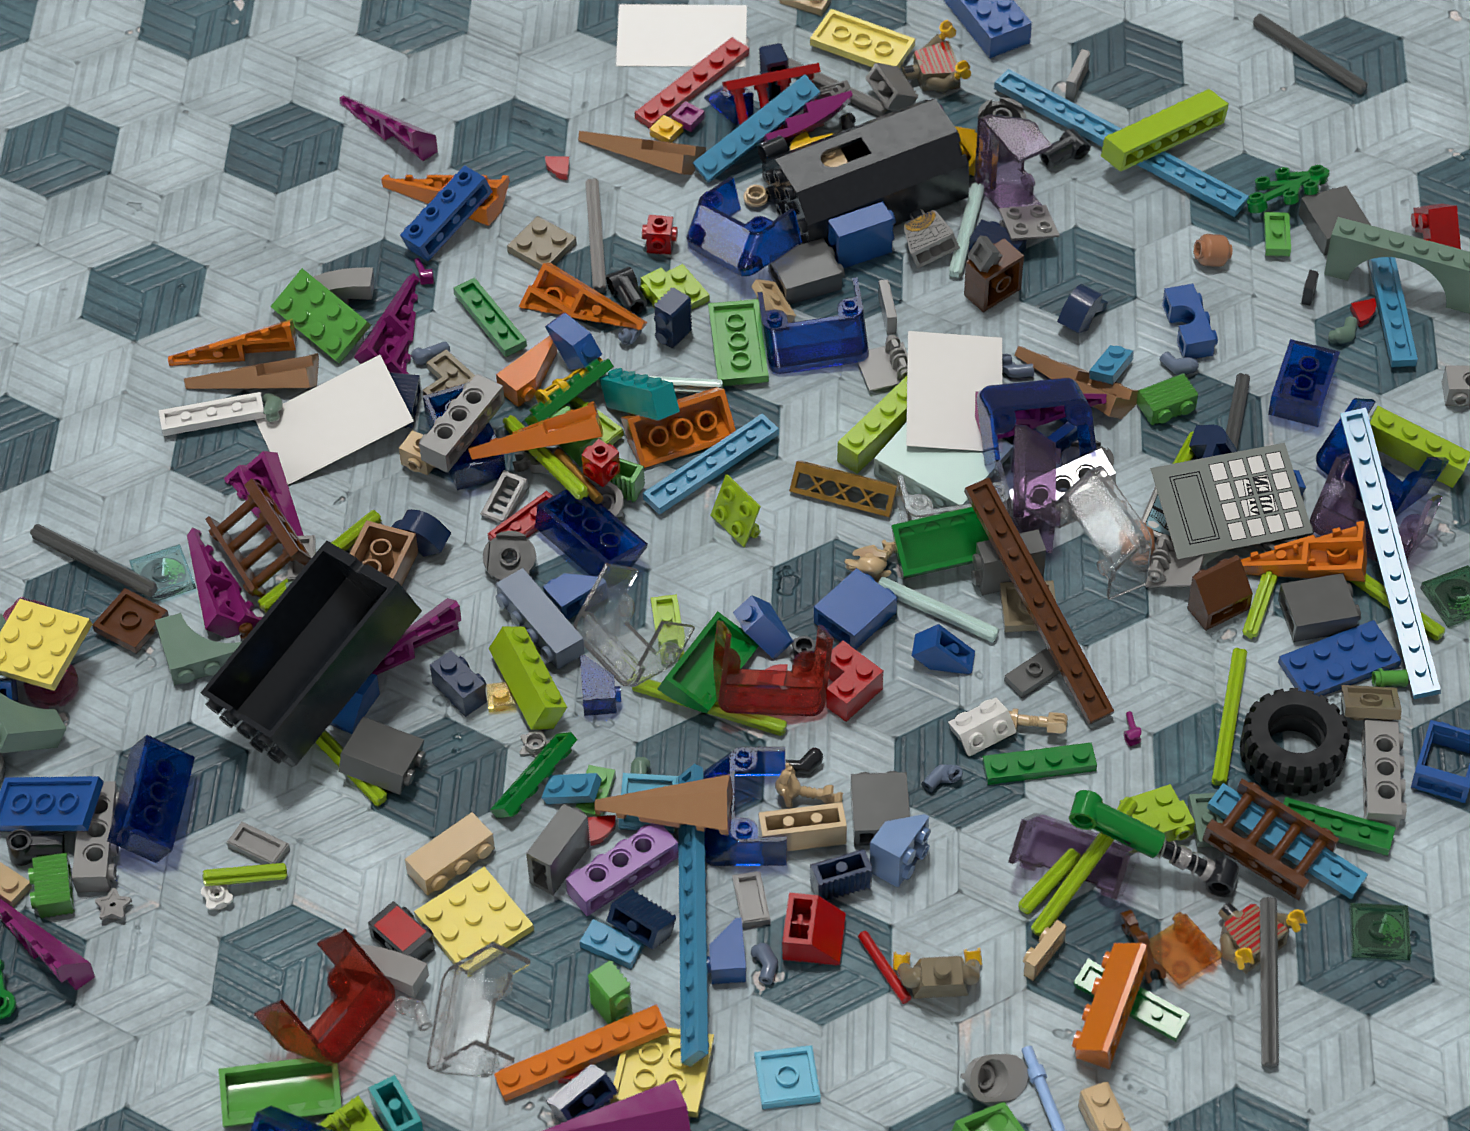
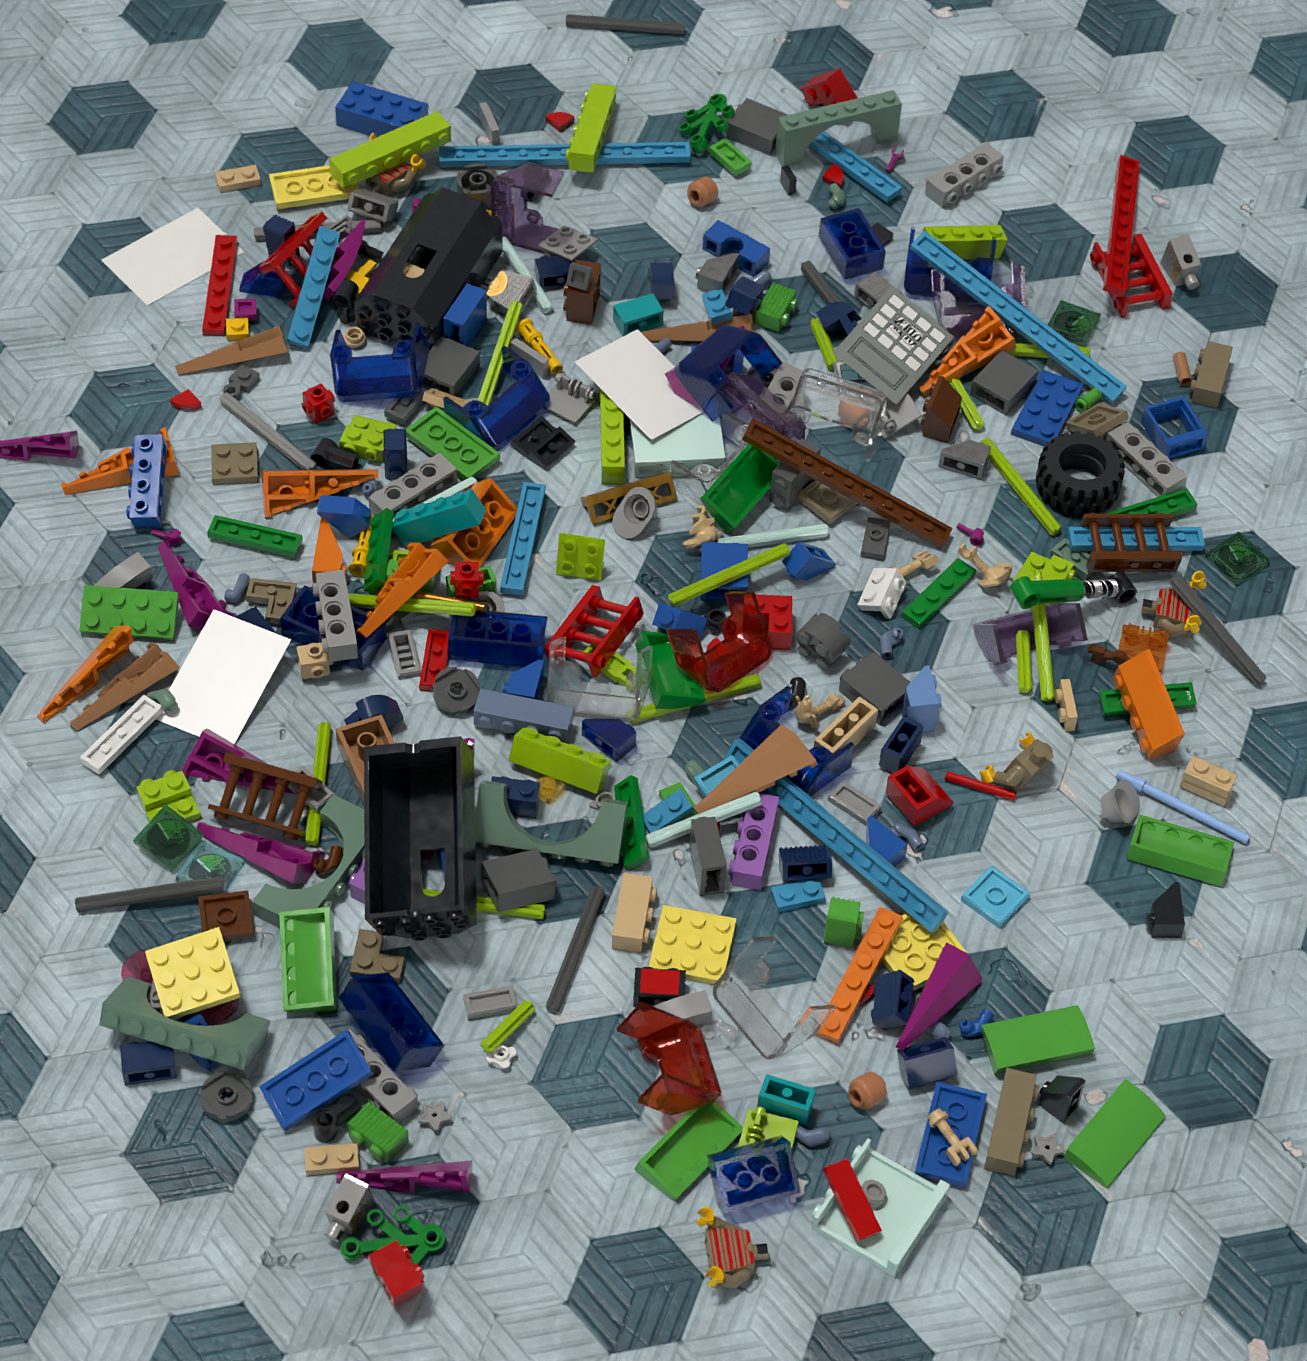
camera: 45 degrees left, 0 degrees up
(147, 699) = (308, 960): none -> bright green slope
(154, 524) = (168, 838): none -> clear green tile
(188, 494) = (169, 790): none -> lime plate
(202, 742) = (369, 960): none -> dark tan plate
(373, 851) = (575, 949): none -> dark grey axle
(415, 698) = (498, 827): none -> sand green arch
(597, 816) = (721, 813): none -> light aqua axle
(622, 176) = (241, 380): none -> dark grey plate
(664, 358) = (415, 486): none -> light grey brick
(680, 567) = (584, 615): none -> red fence
(729, 283) = (402, 408): none -> dark grey plate
(821, 390) = (542, 442): none -> black slope
(830, 503) = (634, 512): none -> light grey piece
(845, 612) = (728, 575): none -> lime axle
(866, 282) = (496, 362): none -> lime axle
(870, 730) = (822, 640): none -> dark grey brick
(910, 294) = (535, 340): none -> yellow pin
(949, 44) = (390, 149): none -> lime brick
(1028, 328) = (639, 313): none -> teal brick
(1107, 782) = (992, 575): none -> tan piece
(1141, 368) = (745, 296): none -> dark blue brick
(1146, 334) = (717, 272): none -> flat silver slope
(1149, 106) = (560, 120): none -> red tile
(1201, 655) = (966, 458): none -> flat silver slope
(1286, 433) = (872, 289): none -> light grey brick
(1346, 391) = (882, 233): none -> black tile
(1444, 328) = (894, 158): none -> magenta hand

